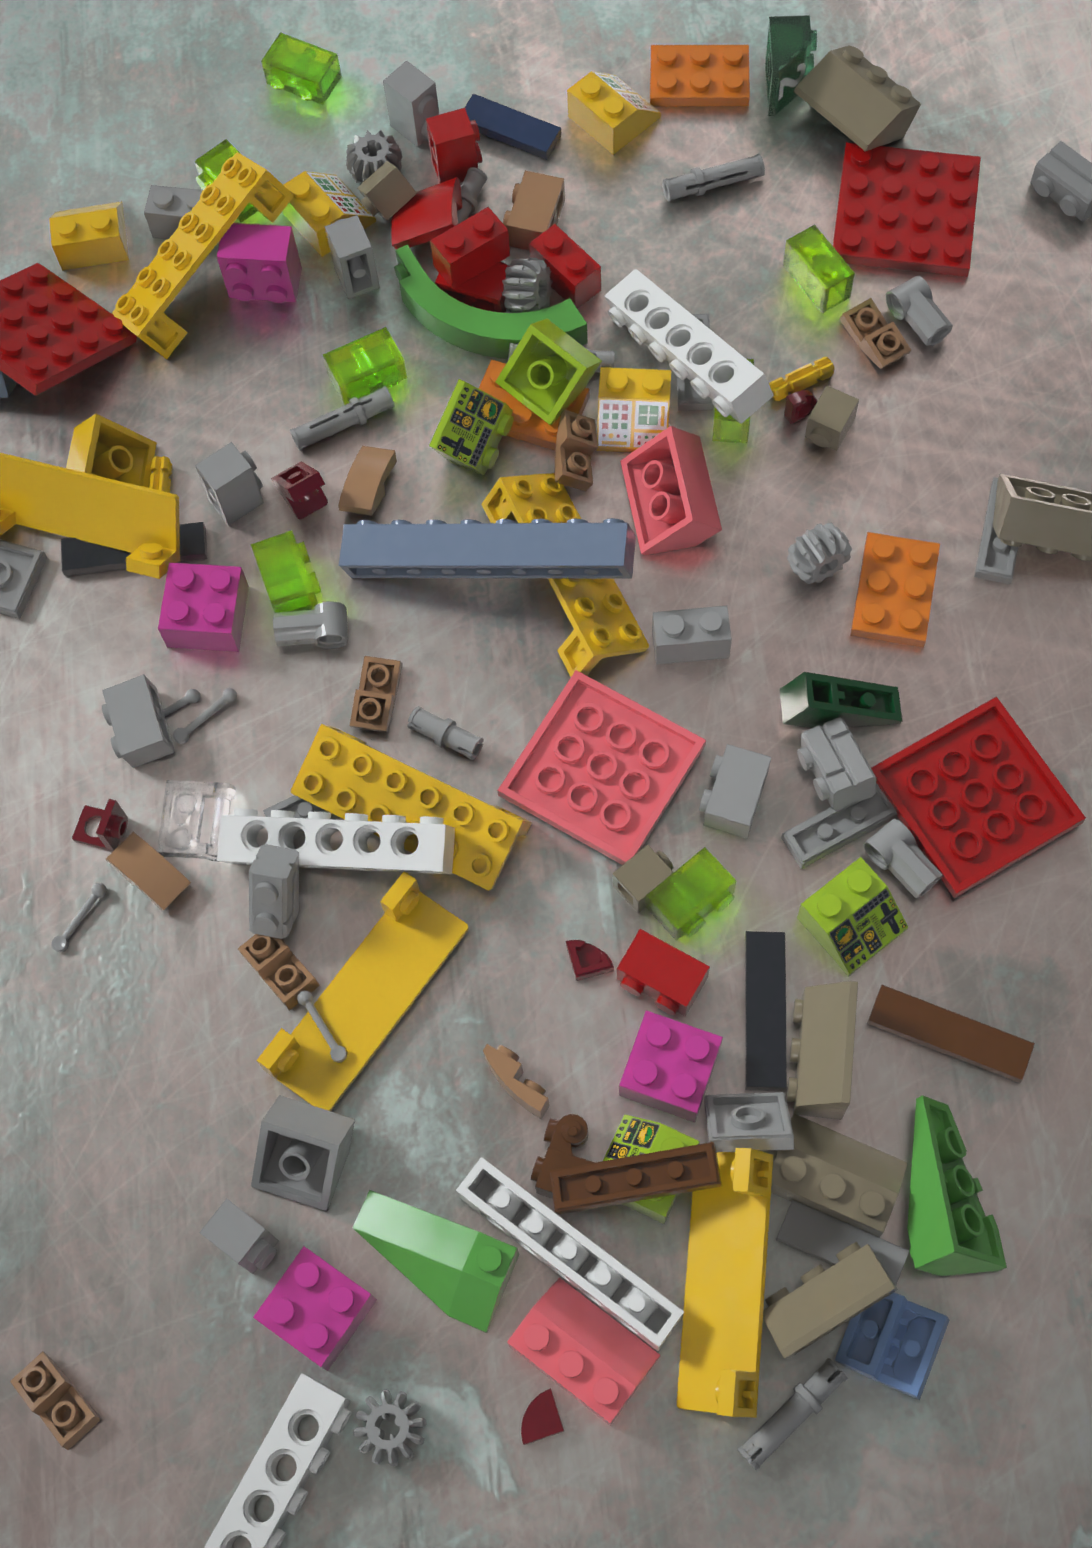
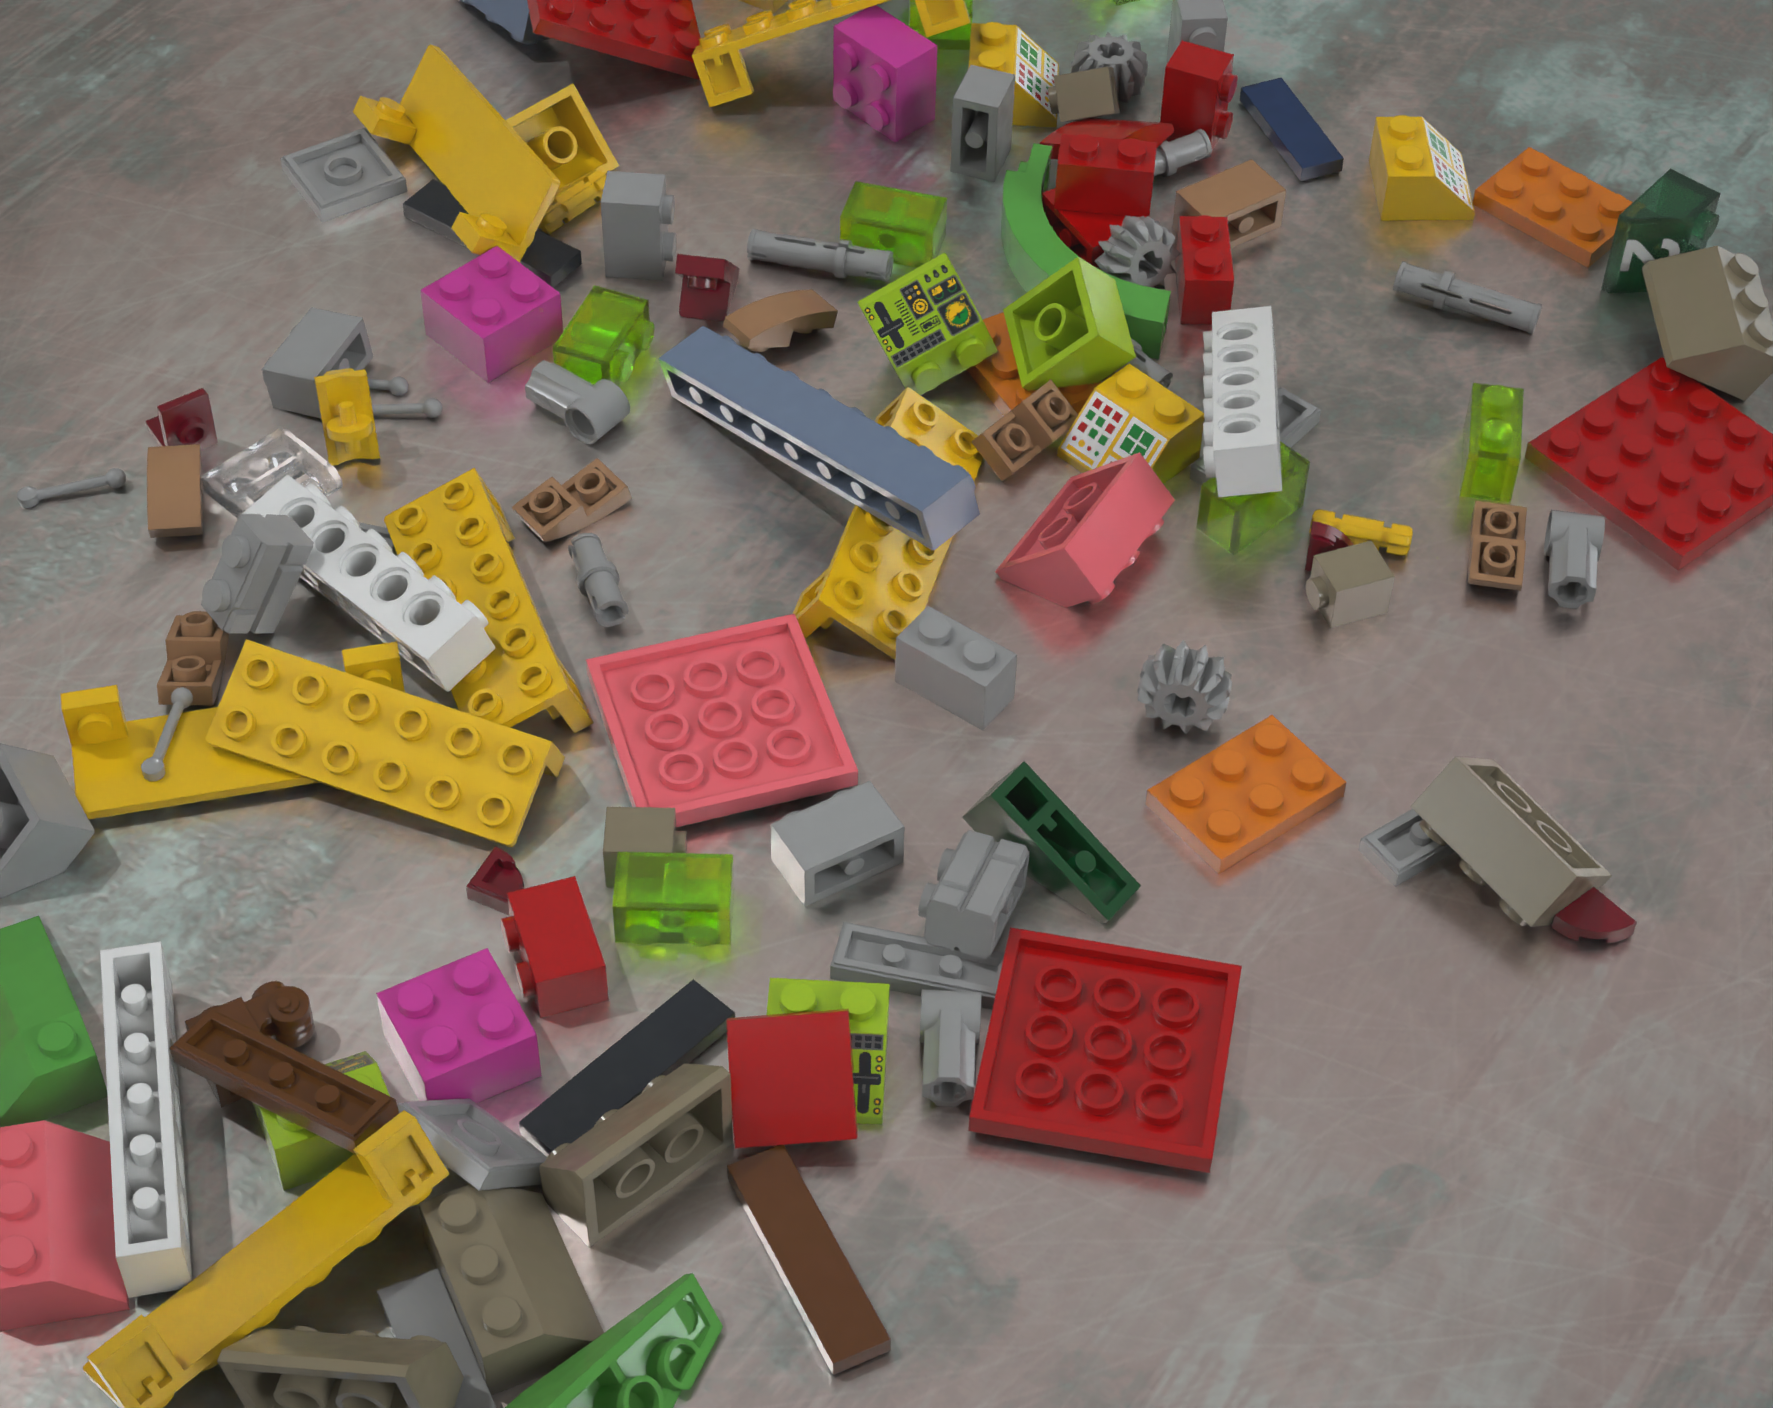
camera: 35 degrees right, 20 degrees down
(202, 744) = (347, 415): none -> yellow hips
(448, 936) = (381, 743): none -> yellow bracket
(508, 1071) = (291, 922): medium nougat slope -> none
(863, 947) = (791, 1078): none -> red slope

